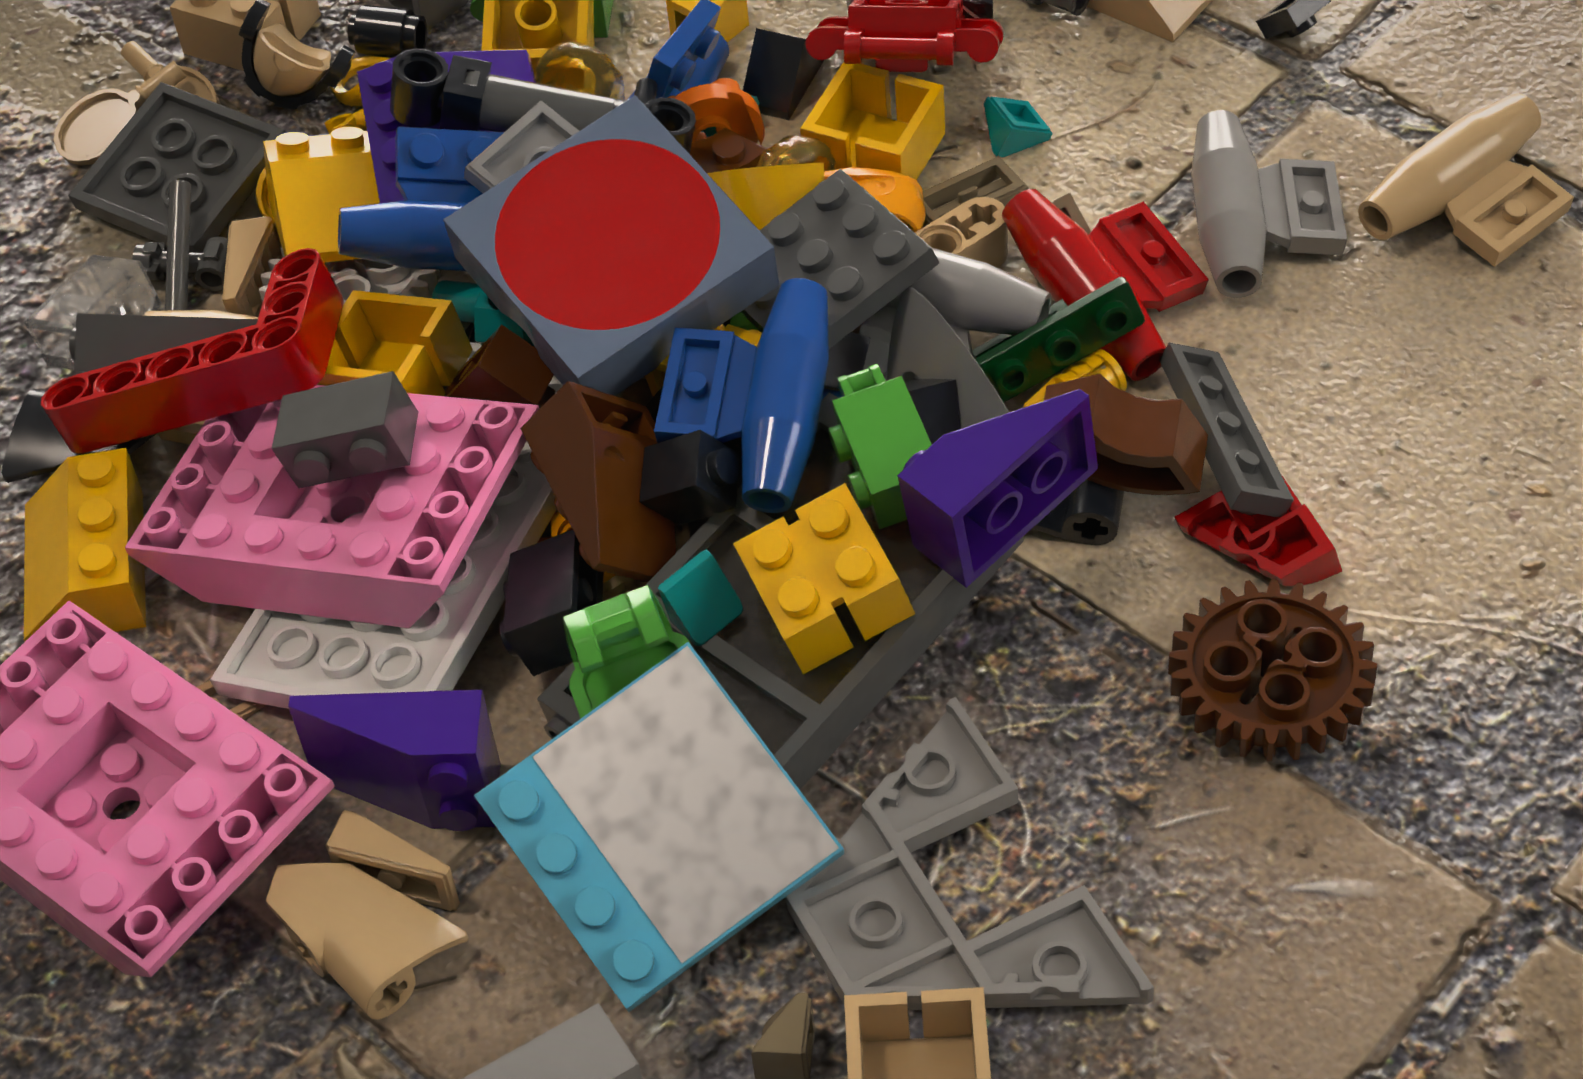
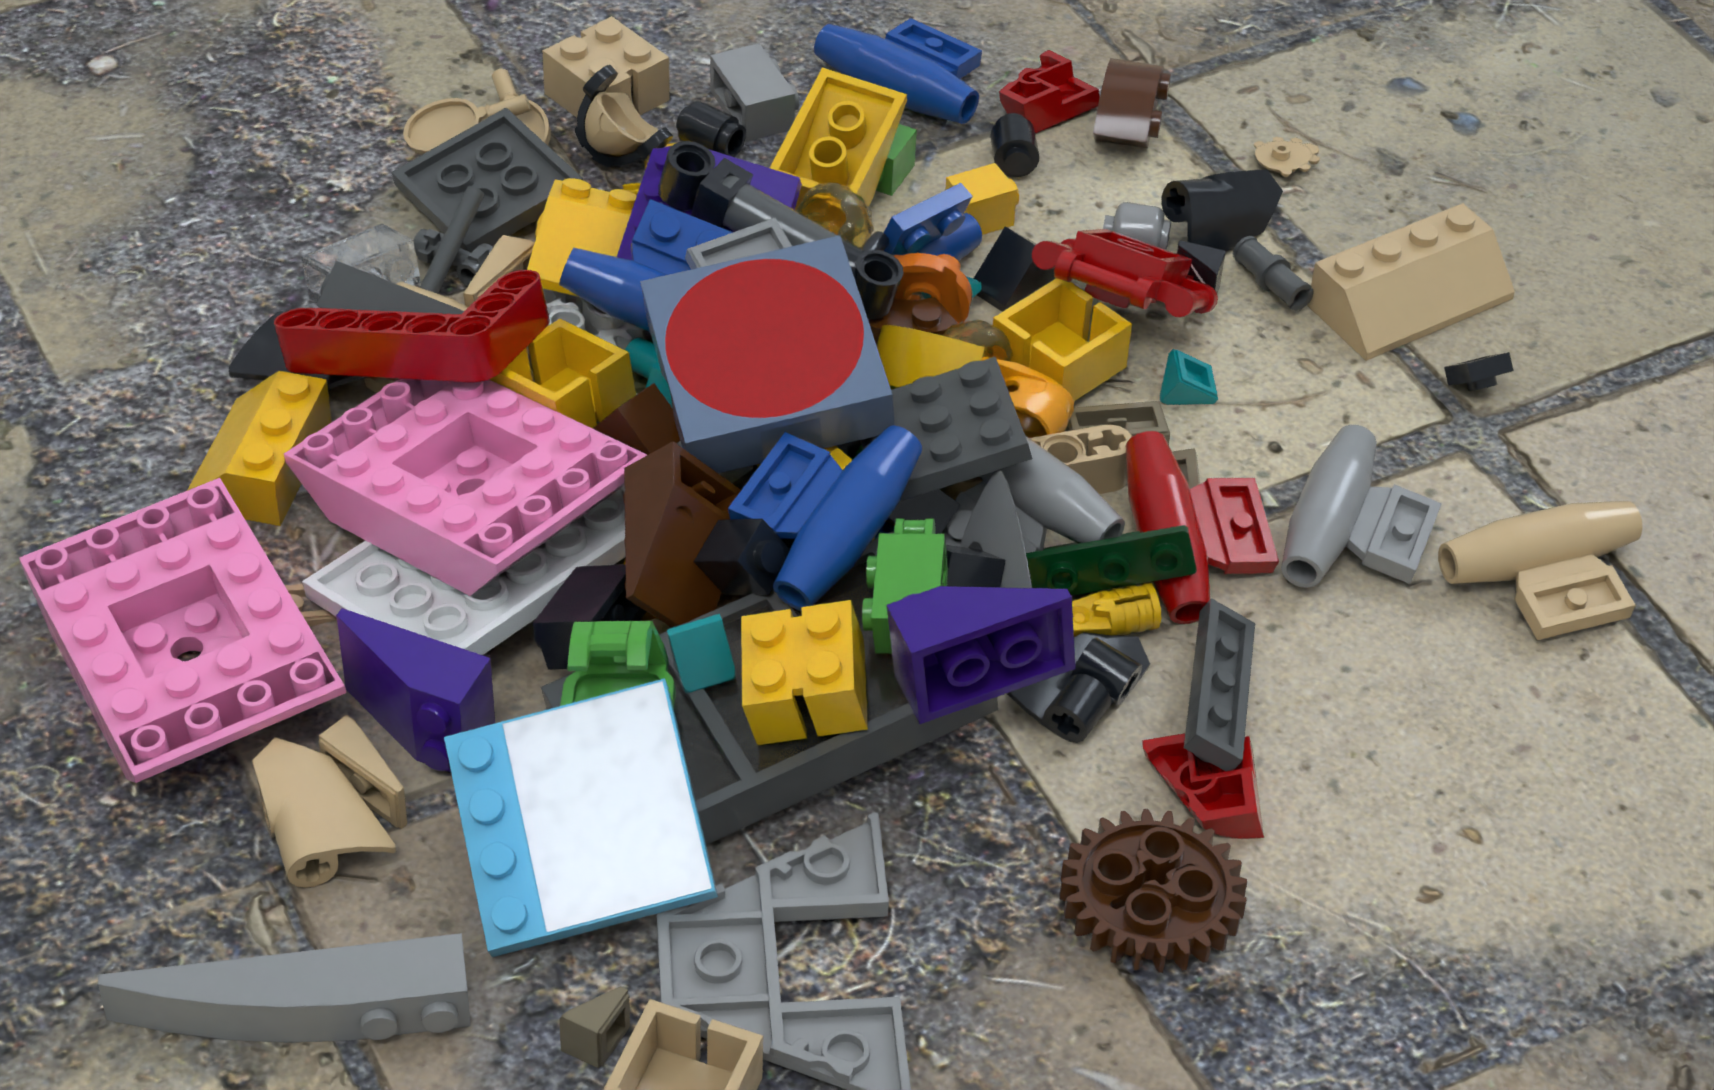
camera: 15 degrees right, 5 degrees down
(345, 430) = (487, 420): dark grey brick -> none
(1141, 440) = (1127, 660): reddish brown brick -> none

